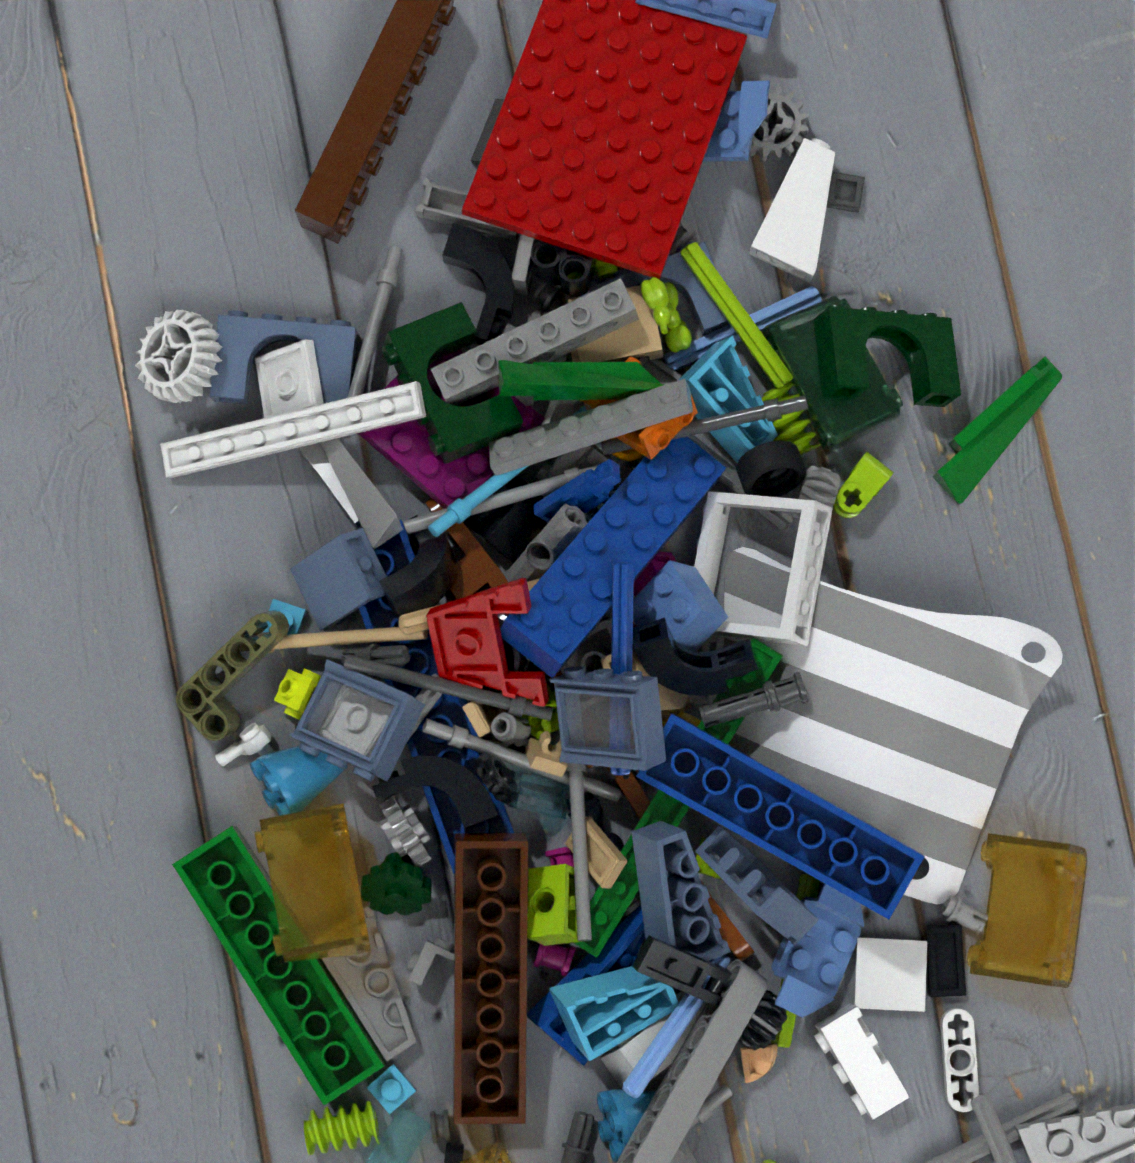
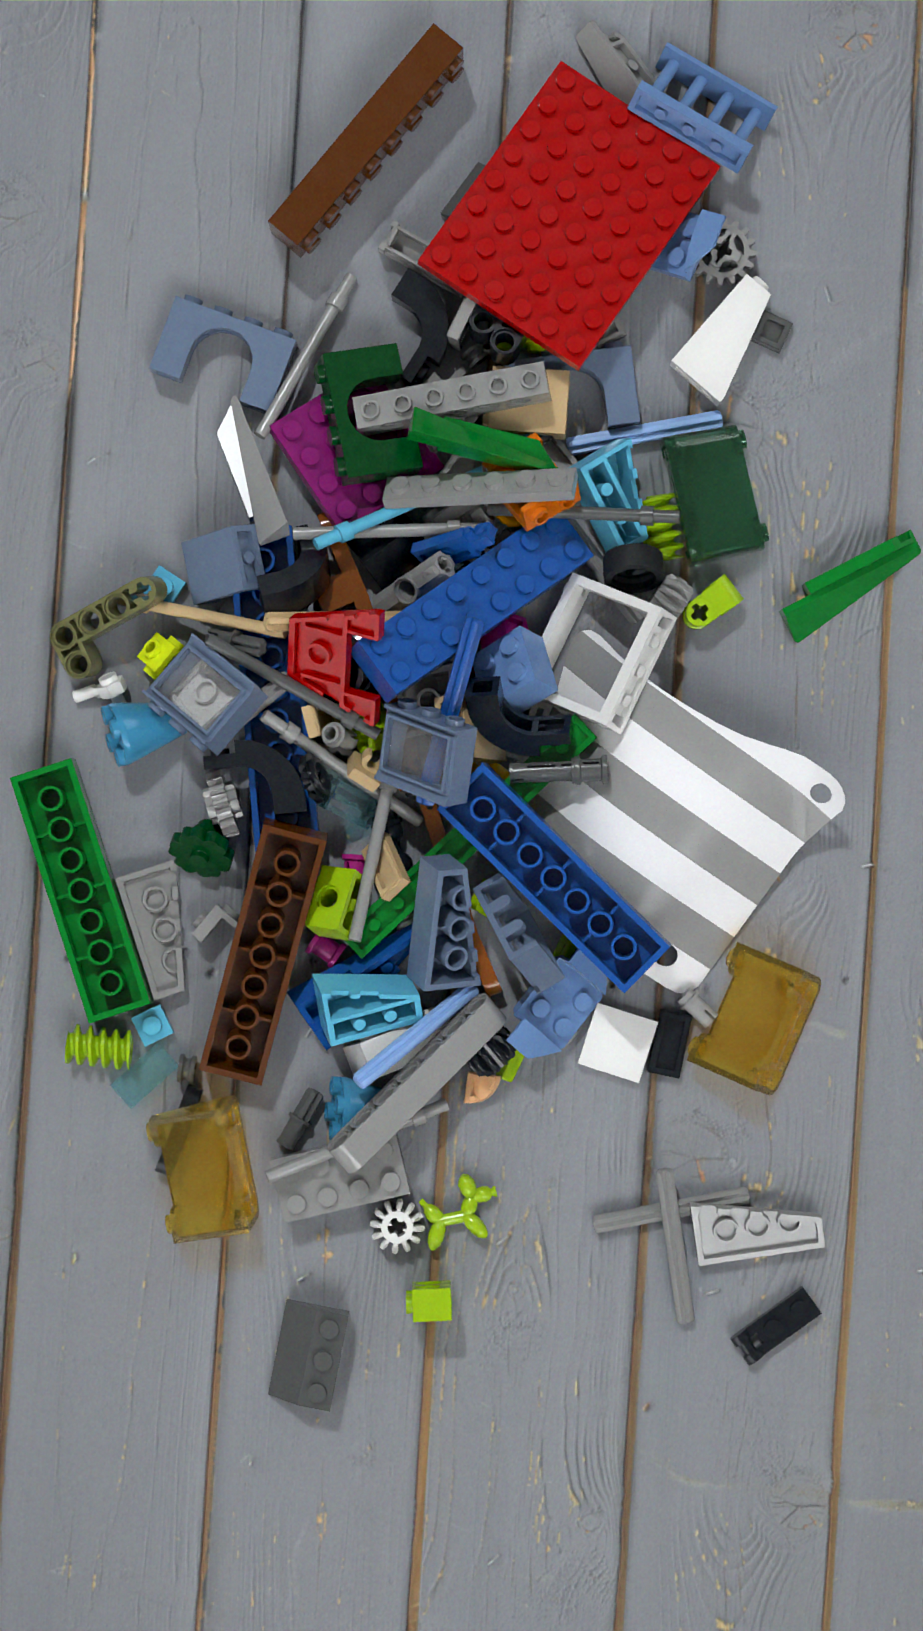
camera: 15 degrees right, 5 degrees up
(184, 359) = (126, 331): white gear -> none
(289, 379) = (223, 373): white tile -> none
(293, 429) = (216, 419): white tile -> none
(314, 884) = (130, 828): clear yellow windscreen -> none
(664, 300) = (578, 389): lime piece -> none
(681, 969) = (431, 988): black plate -> none
(736, 315) = (640, 420): lime axle -> none
(860, 1061) = (569, 1111): white wedge -> none
(922, 339) = (802, 486): dark green arch -> none
(965, 1032) = (669, 1111): white beam -> none

